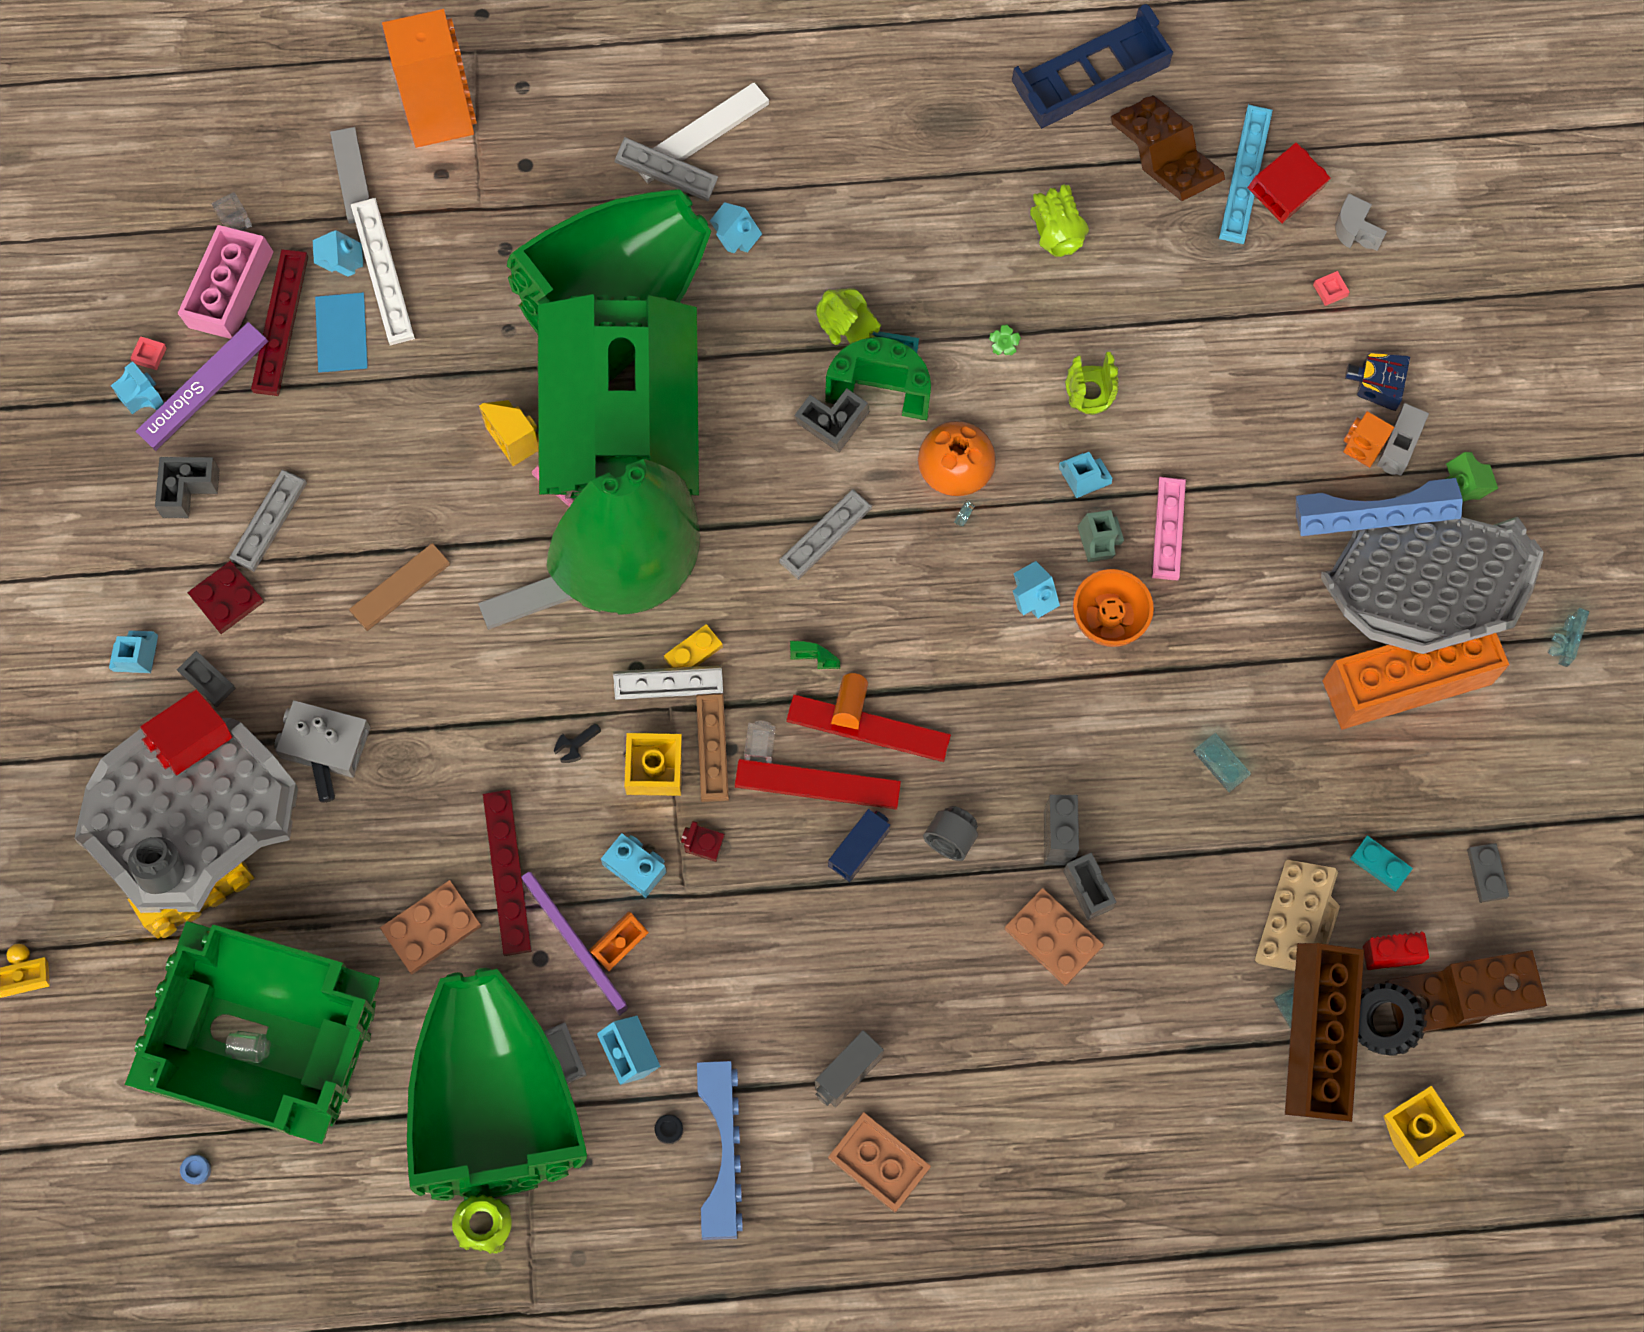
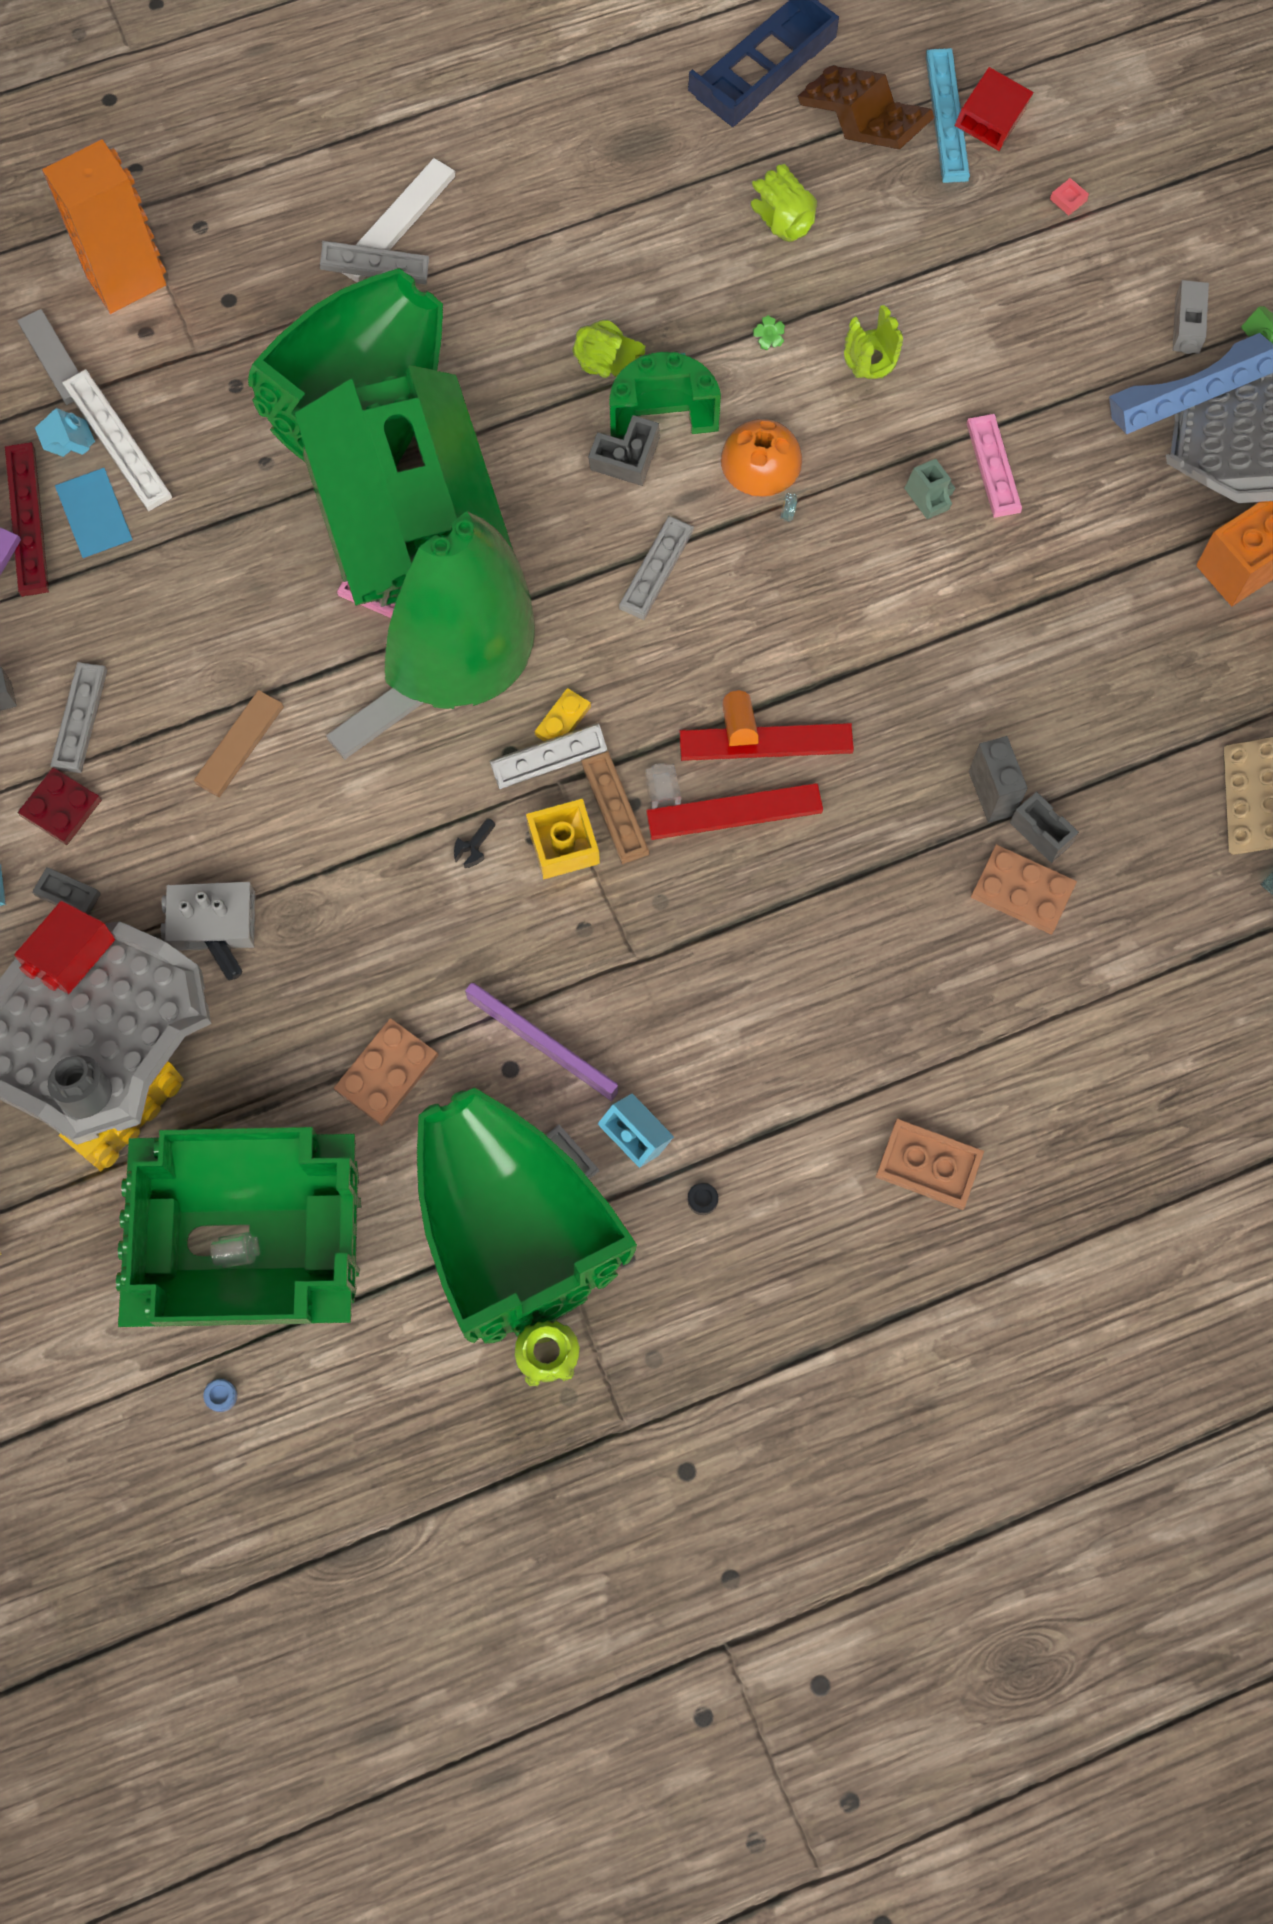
camera: 15 degrees left, 0 degrees up
(507, 873) = (447, 994): dark red plate -> none
(510, 430) = (302, 554): yellow slope -> none
(618, 941) = (587, 1025): orange brick -> none
(634, 864) = (576, 945): medium azure brick -> none
(702, 842) = (638, 902): dark red bracket -> none
(719, 1211) = (739, 1144): medium blue arch -> none
(735, 228) = (464, 298): medium azure brick -> none
(810, 650) = (684, 682): green slope -> none
(848, 1069) = (868, 1079): dark grey brick -> none
(859, 844) = (798, 857): dark blue brick -> none
(952, 833) = (888, 817): dark grey piece -> none
(1035, 590) = (886, 559): medium azure brick -> none
(1085, 474) = (894, 435): medium azure brick -> none
(1120, 597) = (971, 551): orange piece -> none
(1222, 762) = (1128, 671): clear light blue plate -> none
(1352, 225) = (1069, 134): light grey brick -> none
(1367, 438) = (1159, 323): orange brick -> none
(1381, 379) = (1149, 266): dark blue torso -> none

